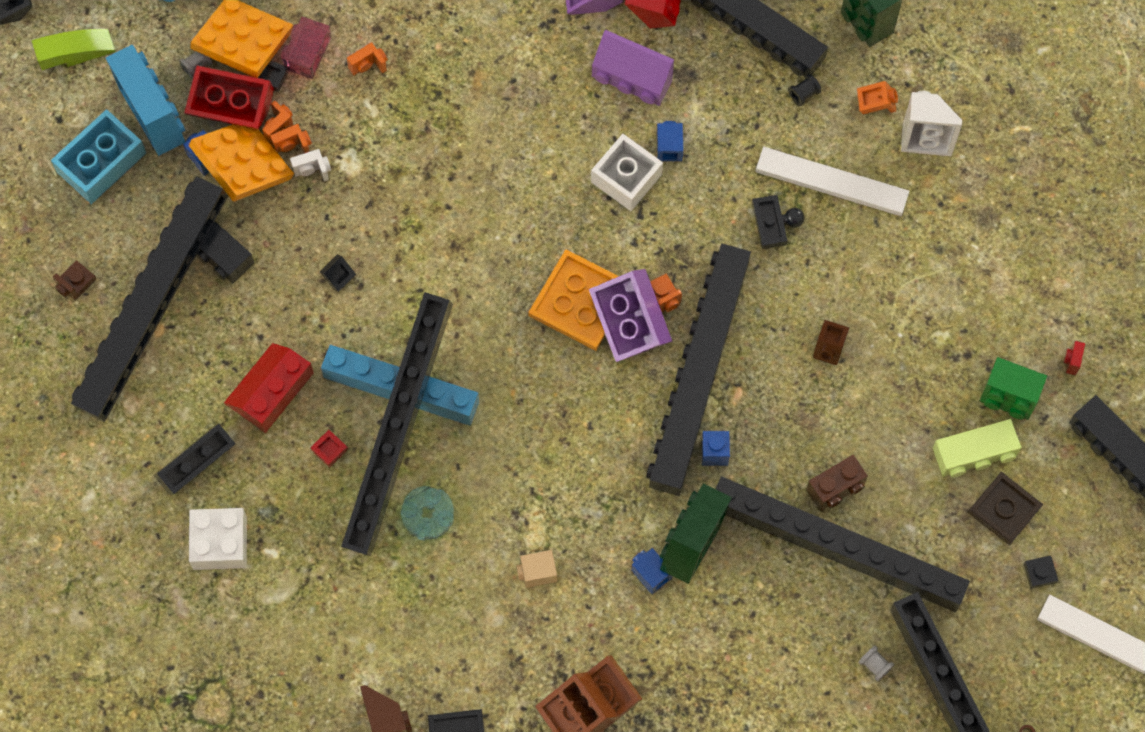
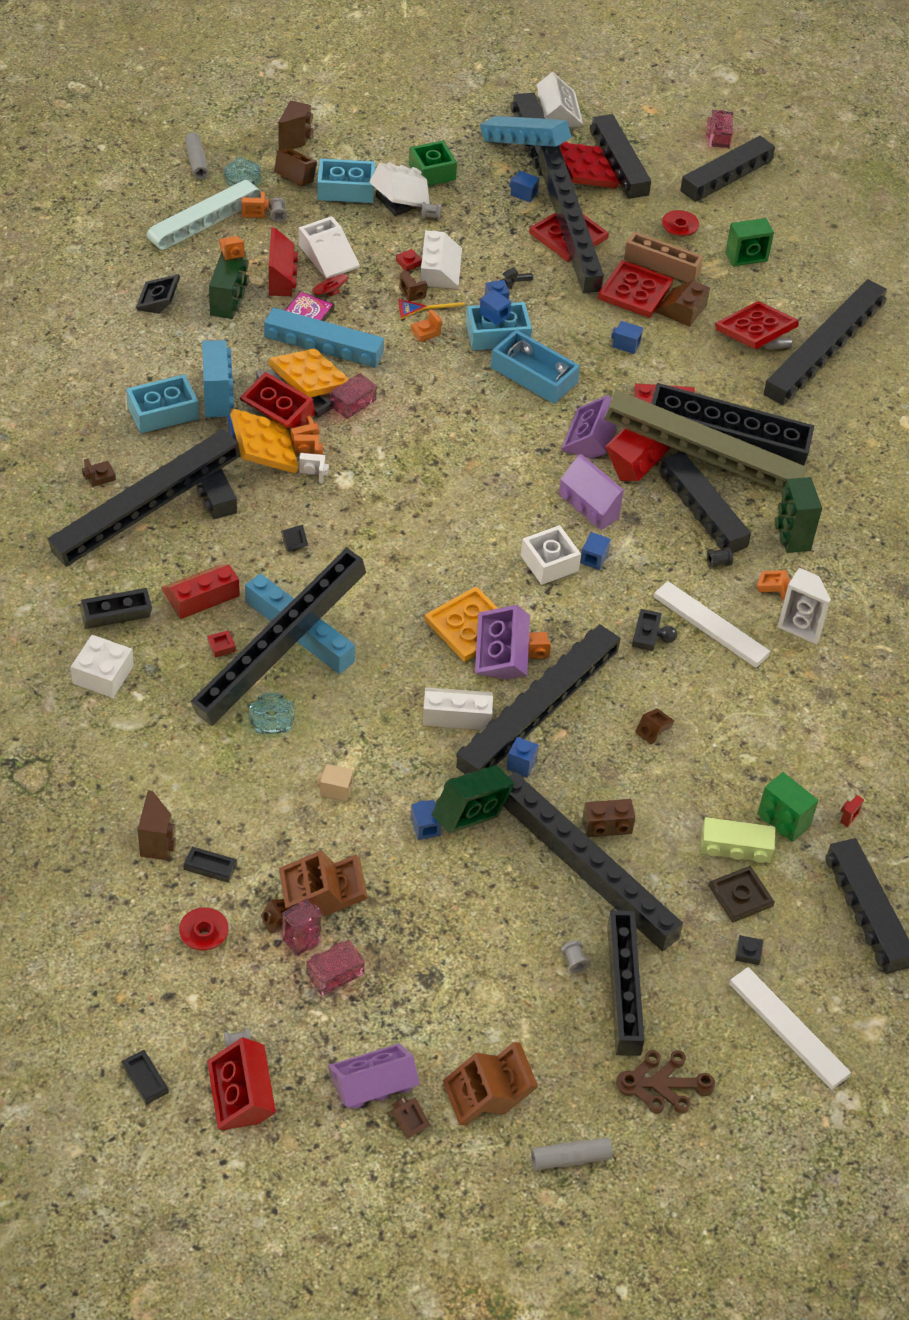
camera: 20 degrees right, 20 degrees down
(72, 47) = (182, 336): lime slope -> none
(365, 57) = (393, 418): orange bracket -> none
(617, 413) = (457, 708): none -> white slope

